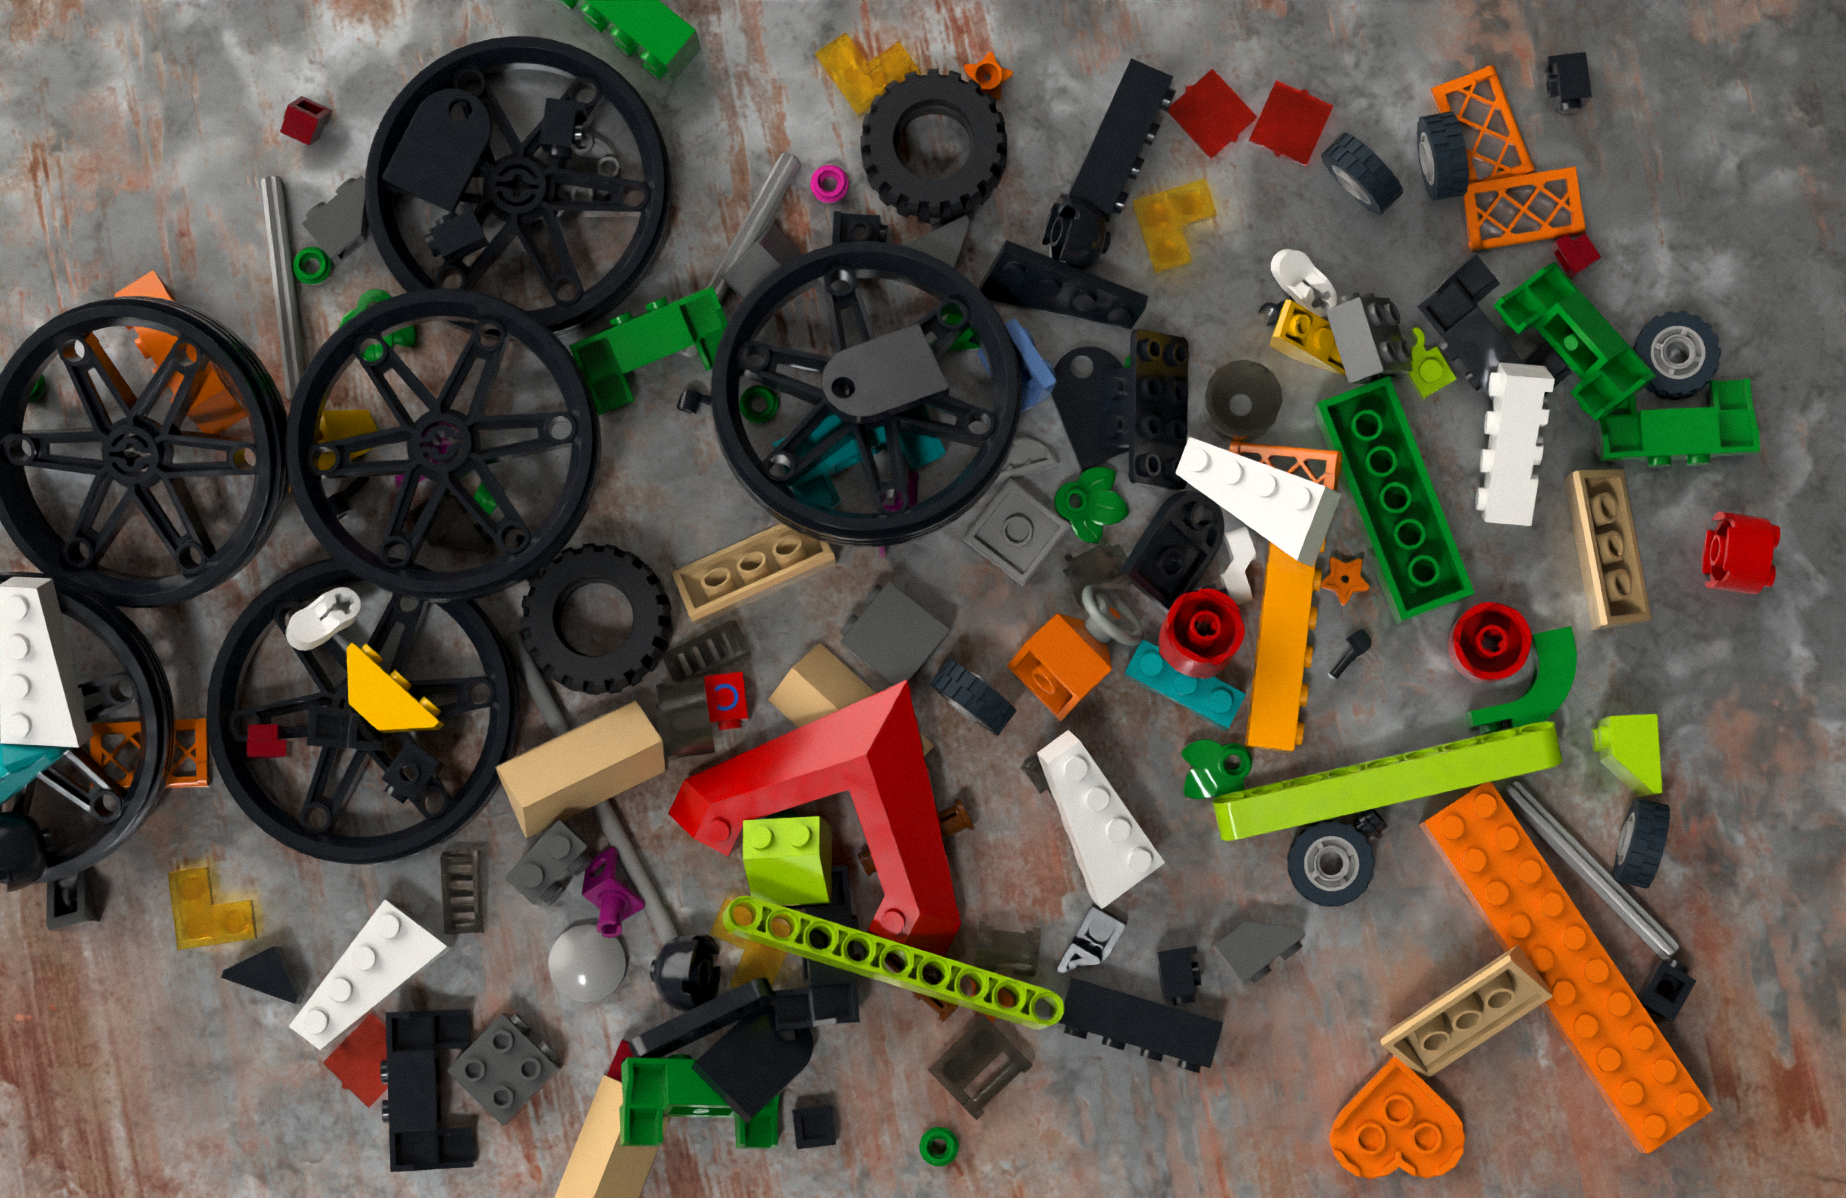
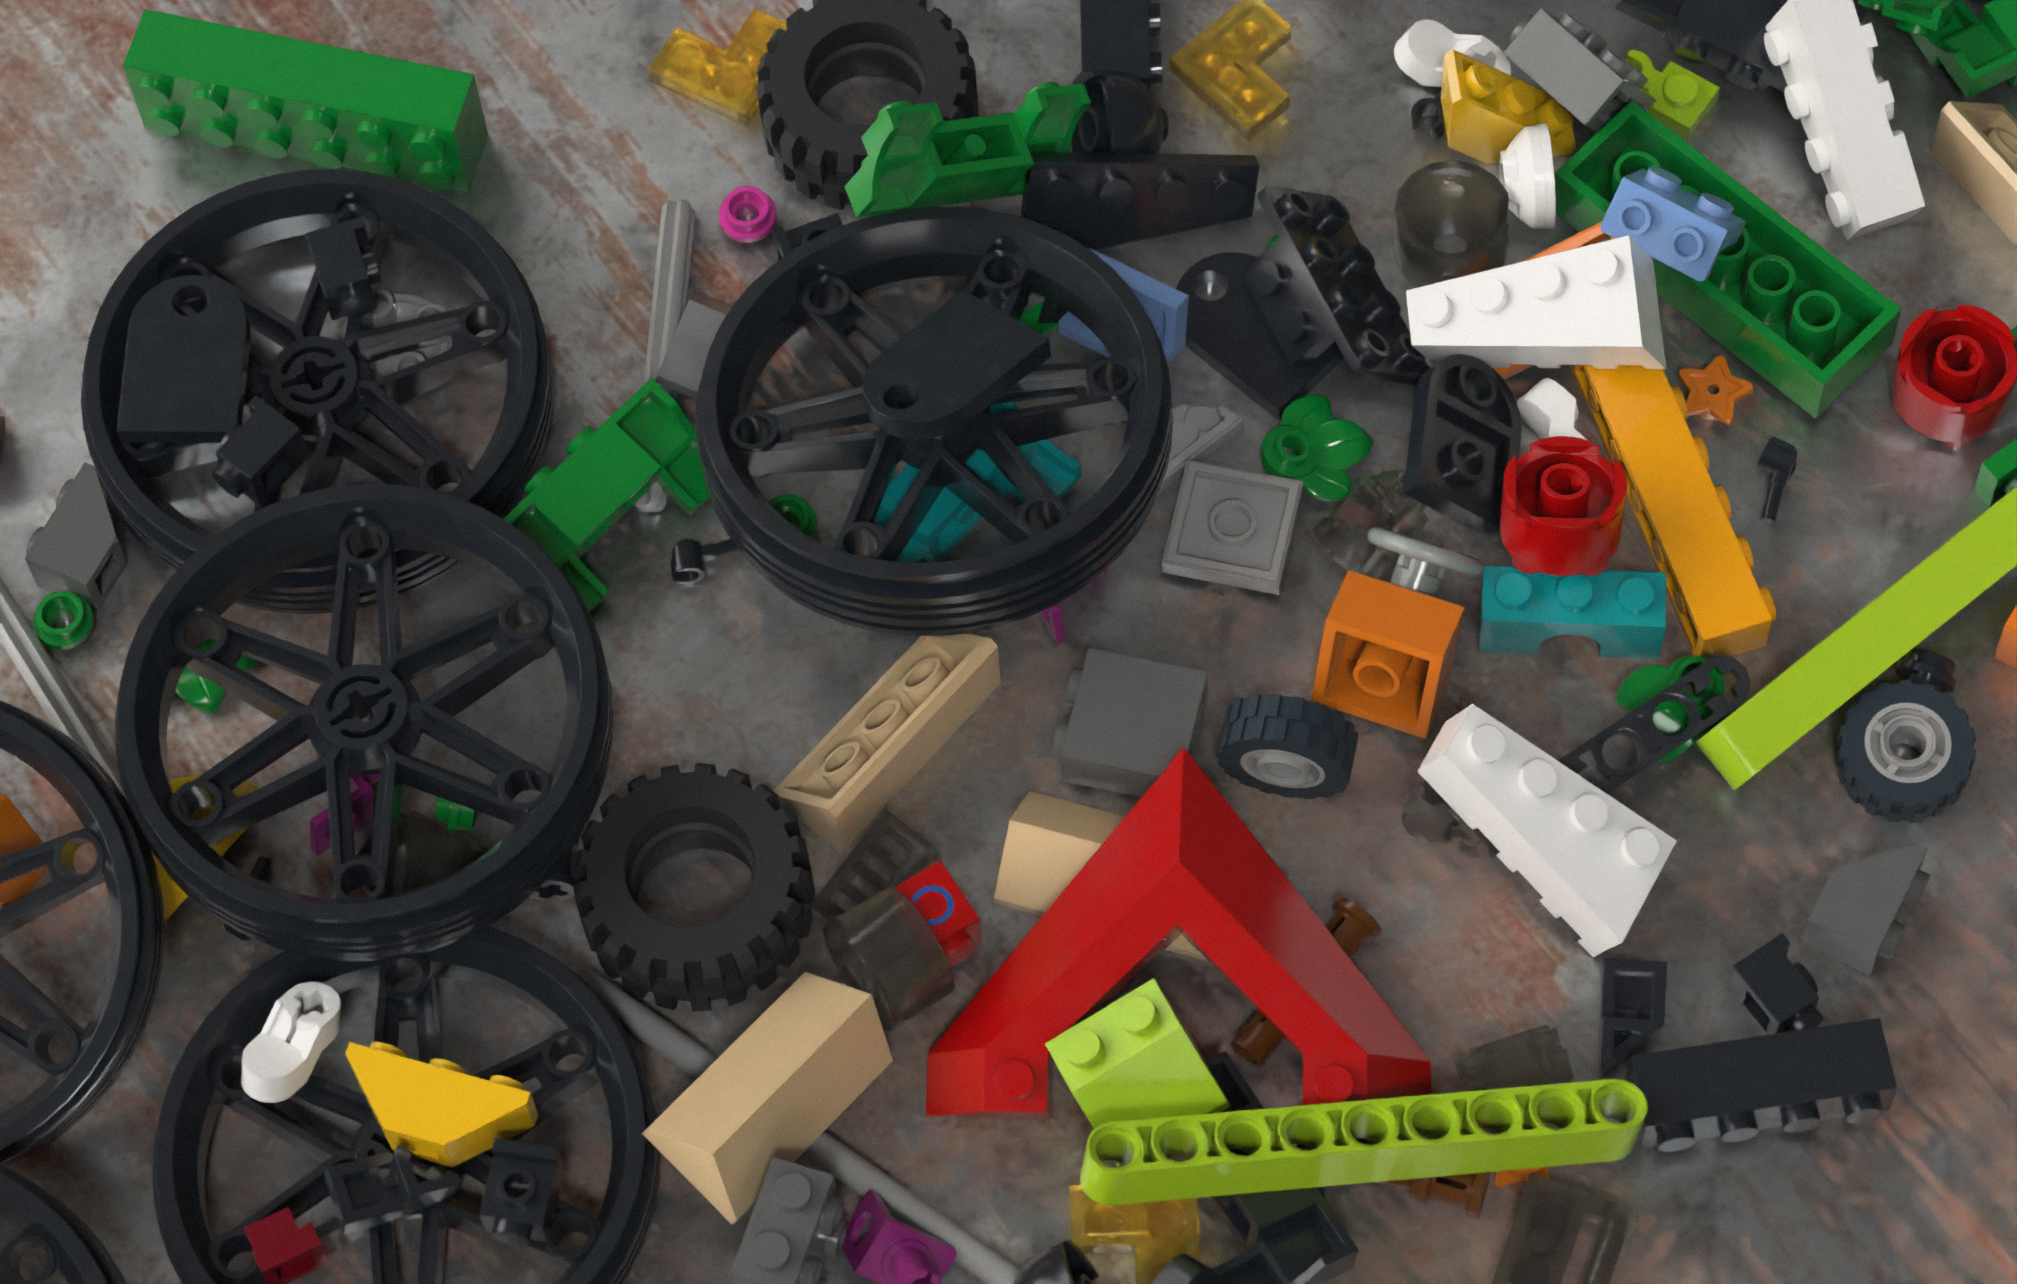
camera: 25 degrees left, 20 degrees down
(941, 227) = (935, 162): none -> green bracket
(1186, 790) = (1640, 728): none -> black beam
(1303, 391) = (1529, 177): none -> white piece
(1365, 476) = (1672, 222): none -> medium blue bracket

